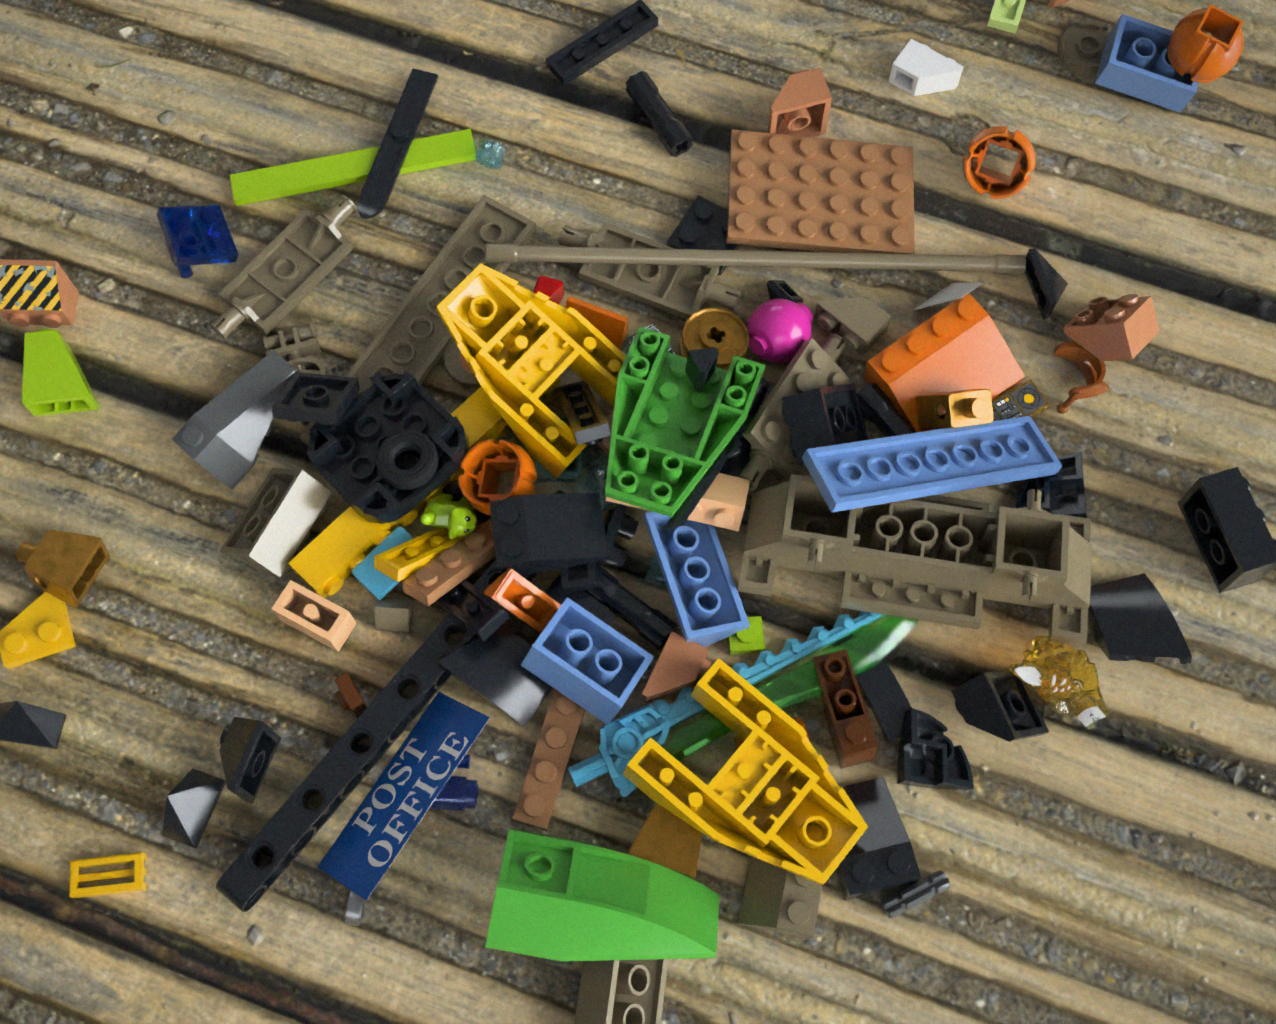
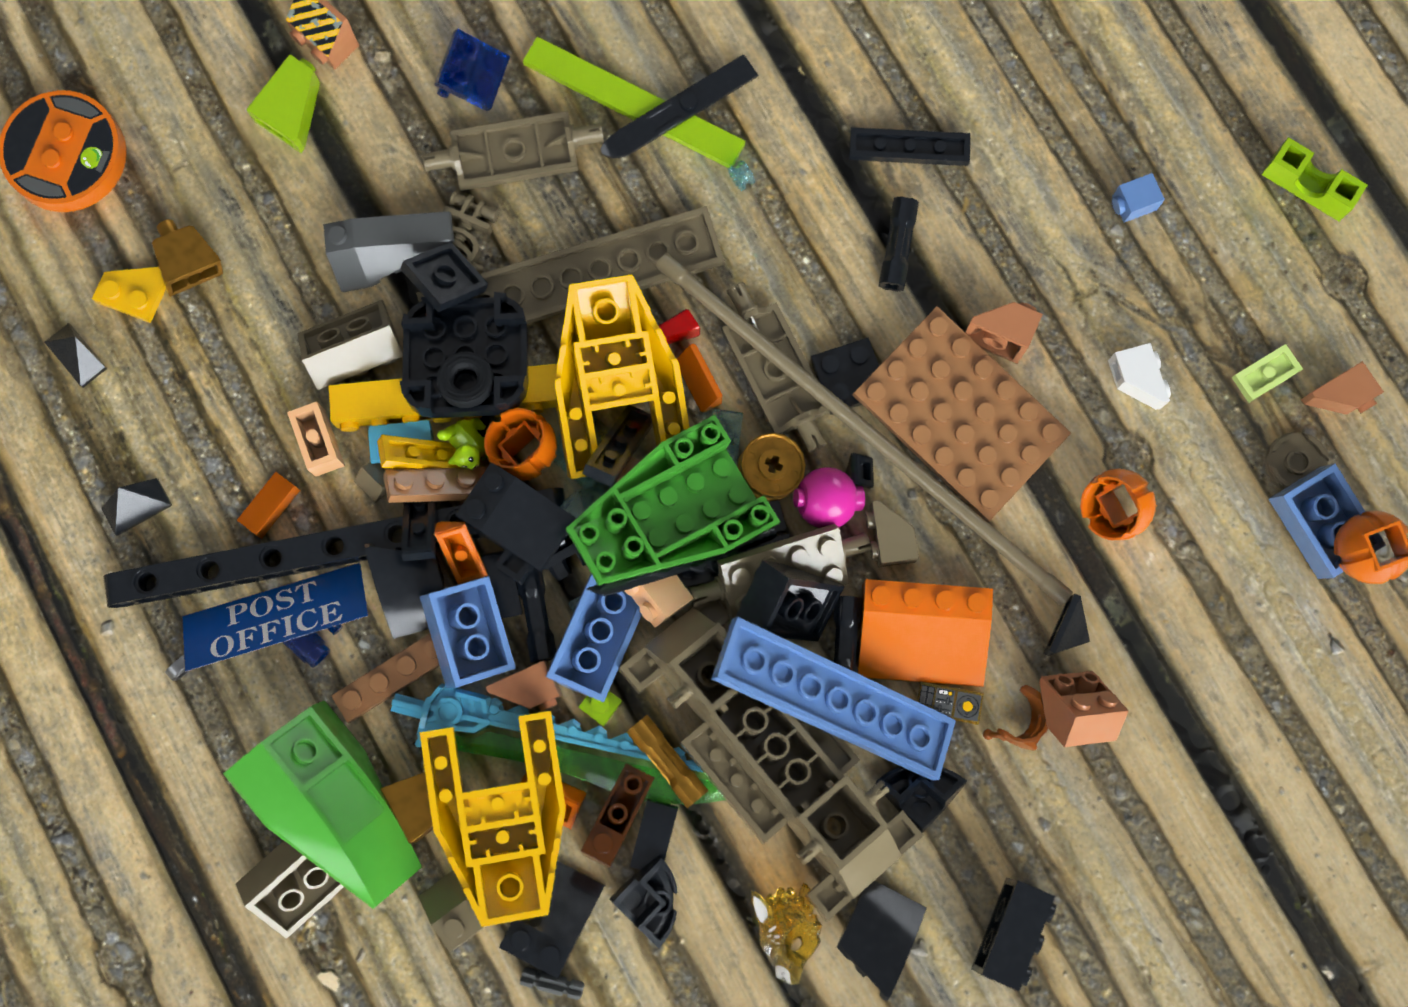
camera: 40 degrees right, 10 degrees up
(138, 874) = (67, 520): yellow tile -> none
(246, 755) = (192, 502): black slope -> none
(316, 708) = (268, 505): none -> orange slope
(349, 696) = (296, 516): reddish brown plate -> none
(701, 366) = (732, 485): black slope -> none
(870, 632) = (667, 761): none -> pearl gold axle
(951, 292) = (984, 577): white sticker -> none
(961, 407) = (900, 673): pearl gold torso -> none
(1000, 706) = (725, 913): black slope -> none

